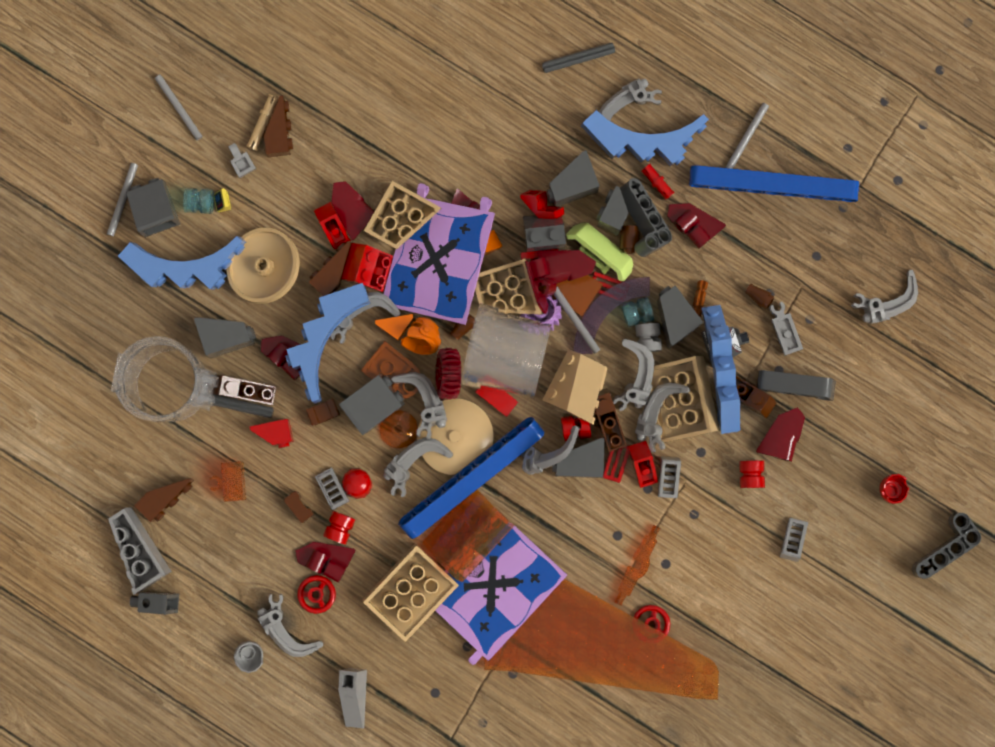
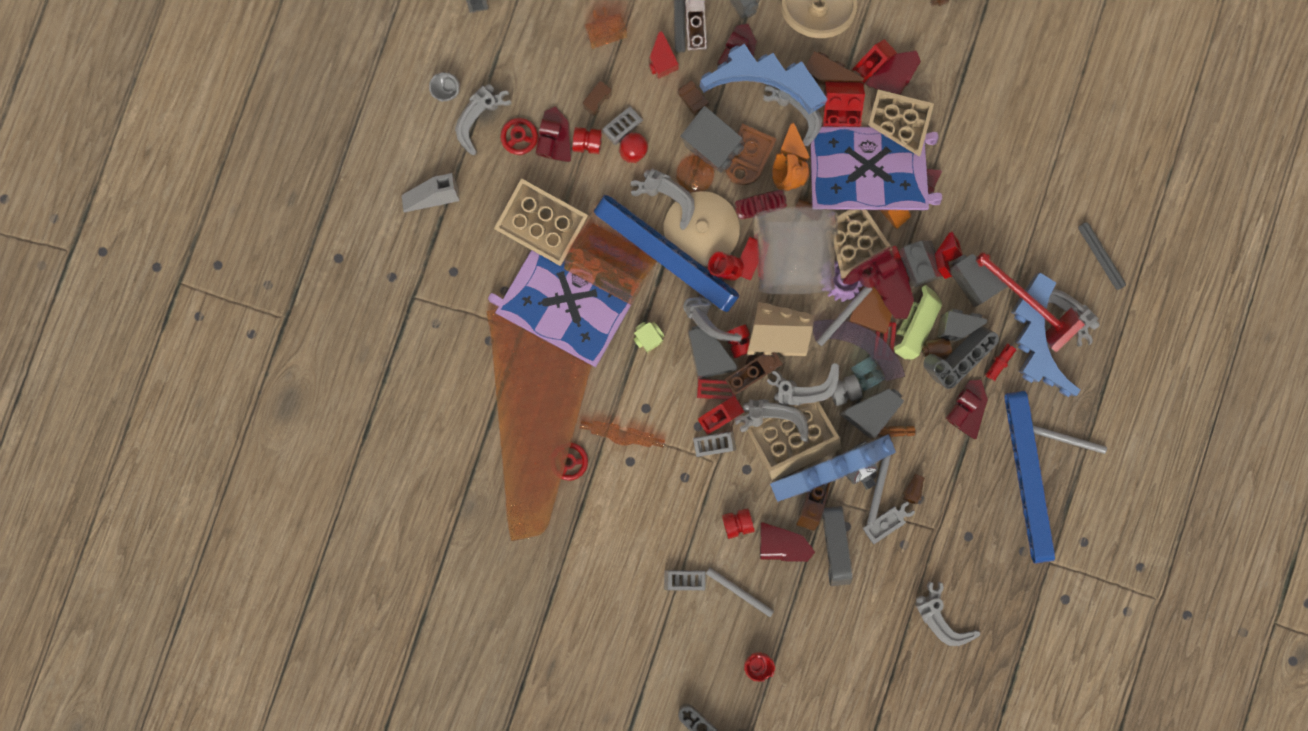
camera: 75 degrees right, 0 degrees up
(434, 410) = (722, 201): light grey piece -> none
(499, 423) = (725, 266): none -> red wheel
(548, 515) = (648, 336): none -> yellowish green brick
(641, 116) = (1061, 330): none -> red tile
(753, 331) = (878, 490): none -> light grey bar
(817, 489) = (740, 592): none -> light grey bar

